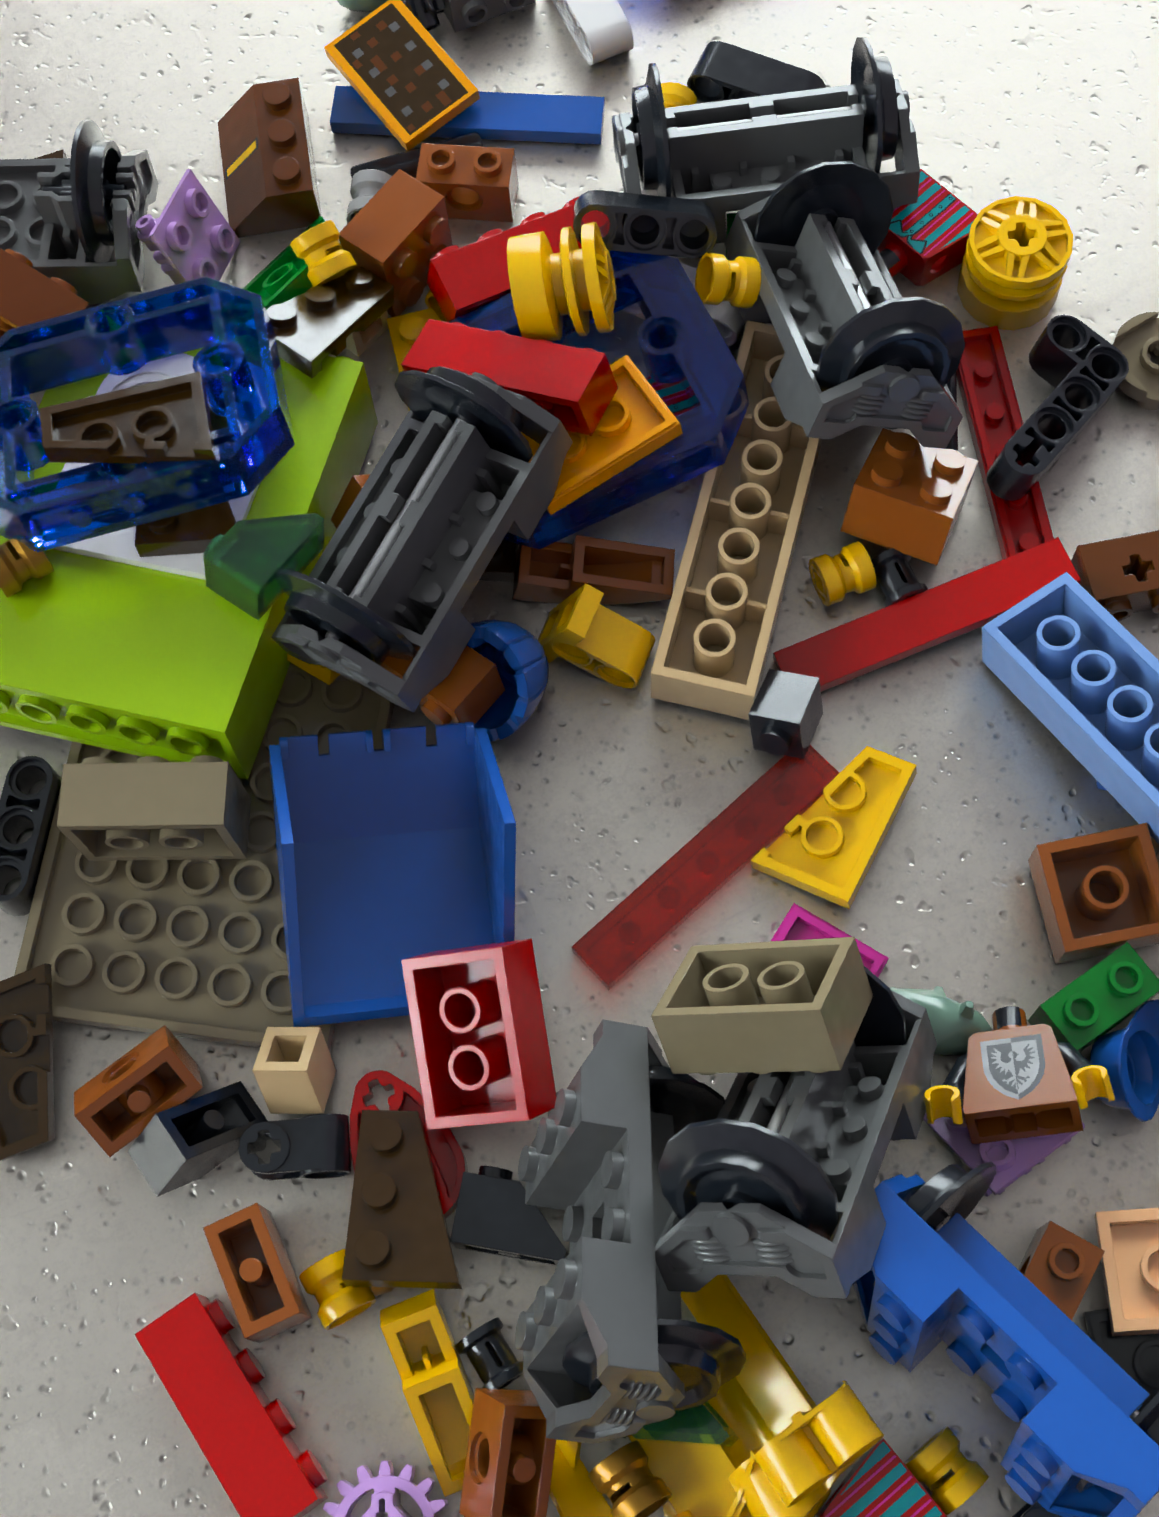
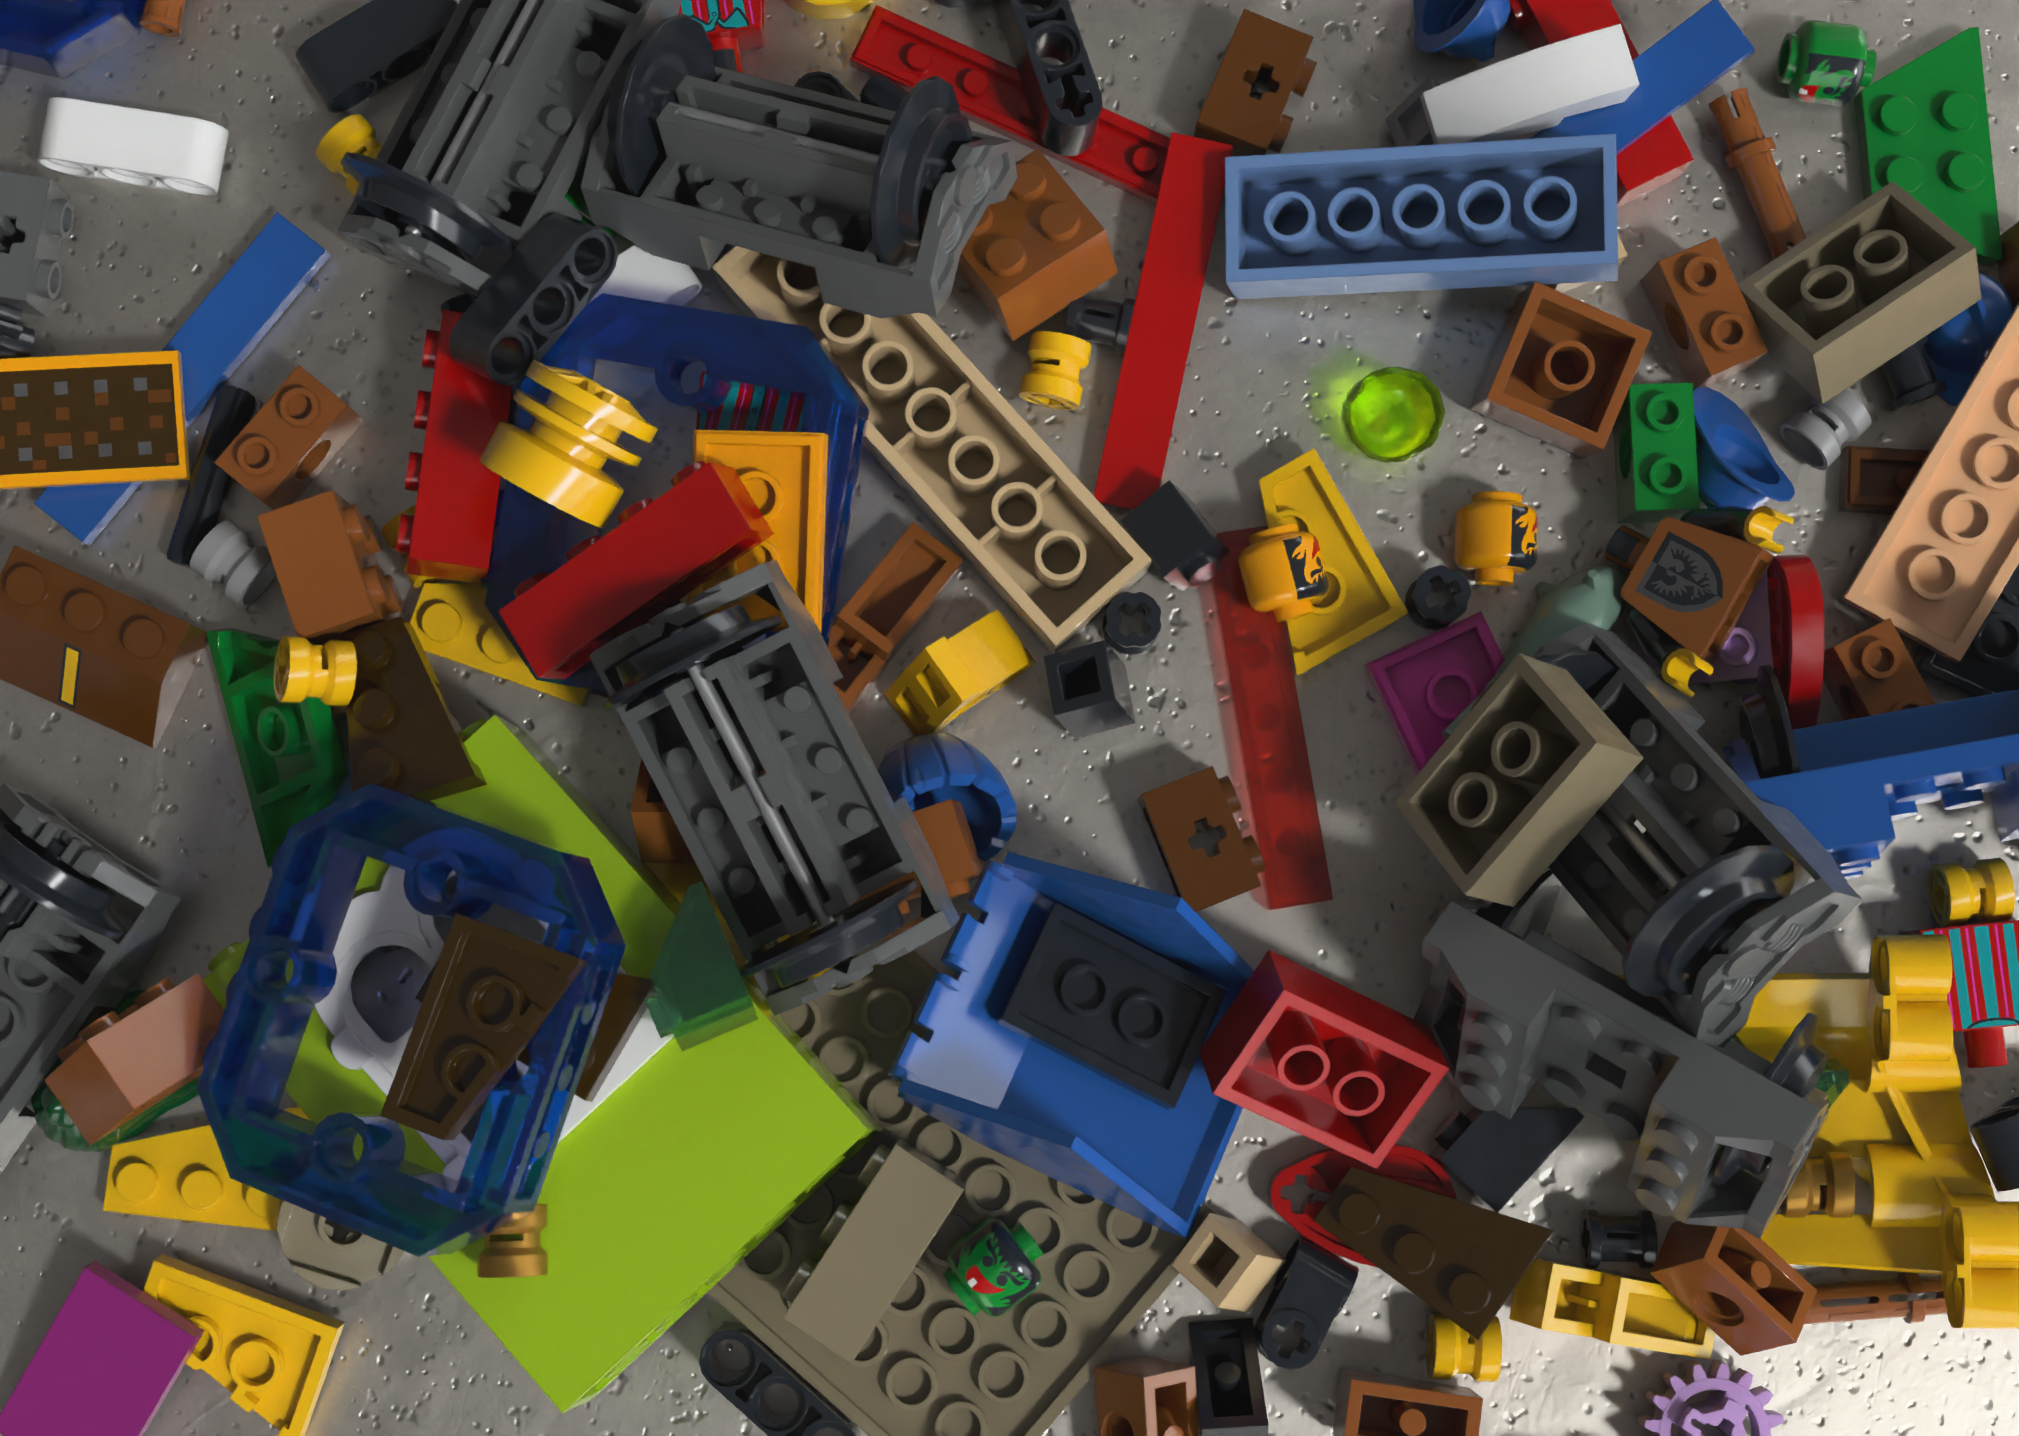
camera: 70 degrees left, 15 degrees up
(190, 234) = (158, 801): lavender hinge -> none
(193, 907) = (994, 1267): none -> head
(426, 870) = (1111, 1006): none -> black plate
(590, 838) = (1172, 819): none -> reddish brown brick
(639, 723) = (1089, 689): none -> black brick
(707, 711) = (1130, 604): none -> black bush
(728, 280) = (670, 254): yellow wheel -> none
(812, 794) = (1283, 571): none -> light orange head
(864, 905) = (1437, 579): none -> black bush
(948, 931) = (1495, 537): none -> light orange head
(979, 802) = (1392, 415): none -> clear neon green hair
(1035, 1186) = (1797, 635): none -> red piece

